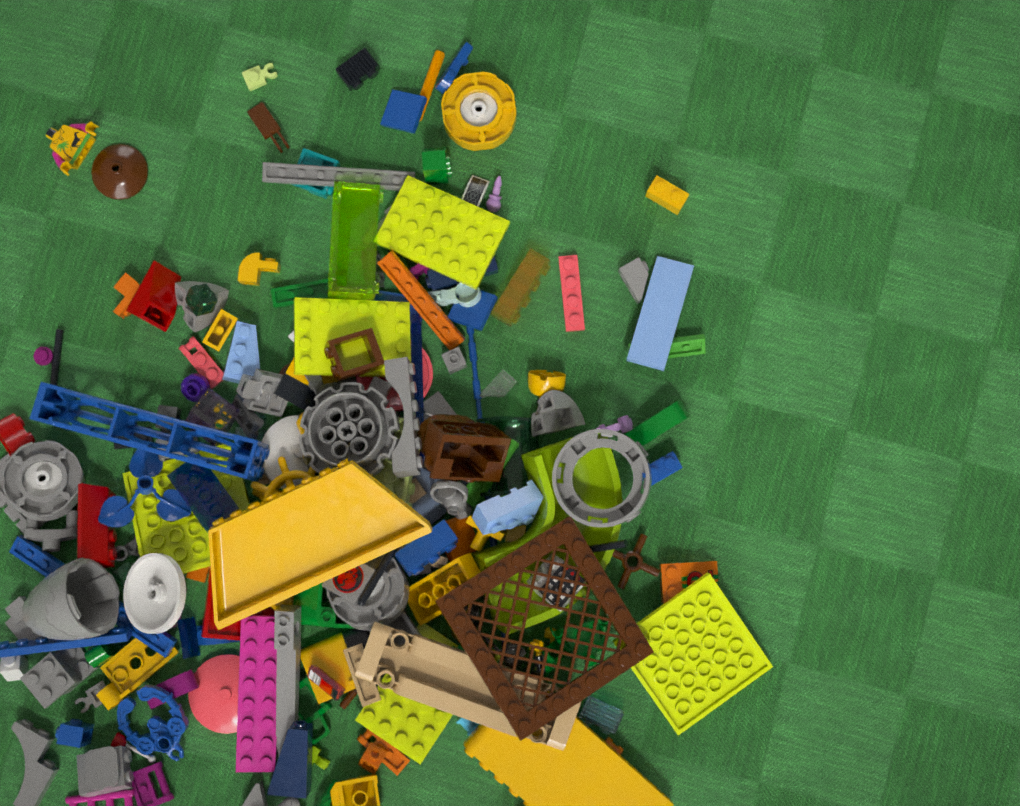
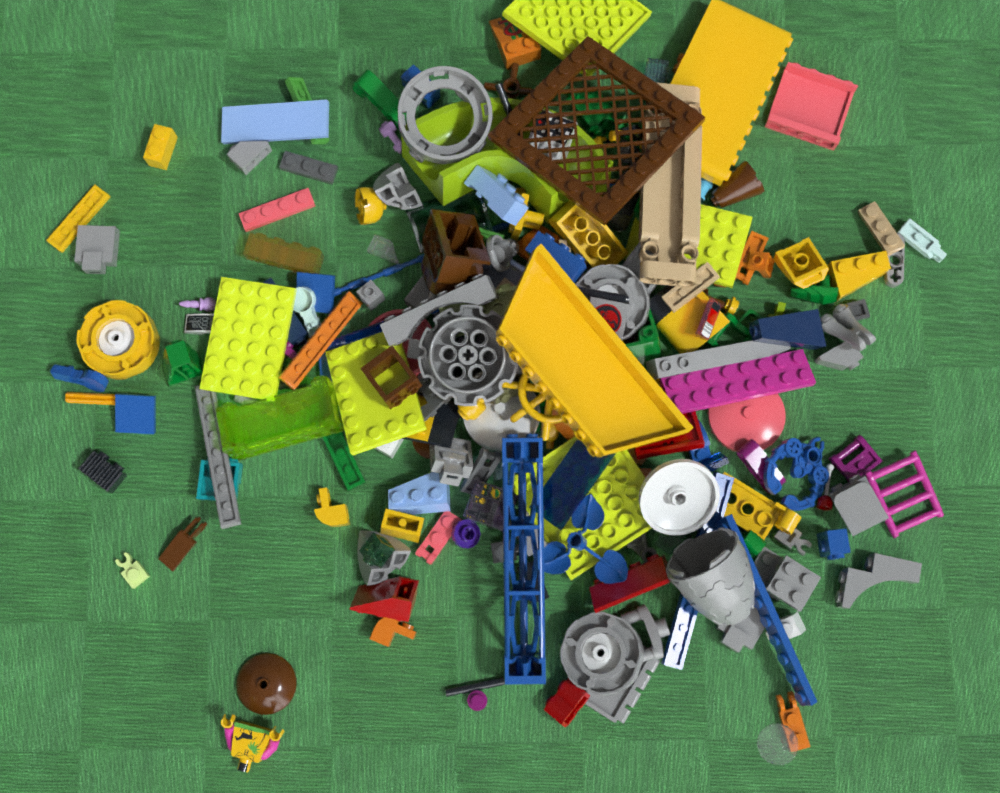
camera: 110 degrees left, 5 degrees down
(339, 714) = (731, 305): none -> yellow plate
(457, 765) = (739, 187): none -> reddish brown cone
(579, 111) = (96, 248): none -> light grey piece
(607, 335) = (308, 167): none -> dark grey plate
(617, 101) = (80, 215): none -> yellow tile

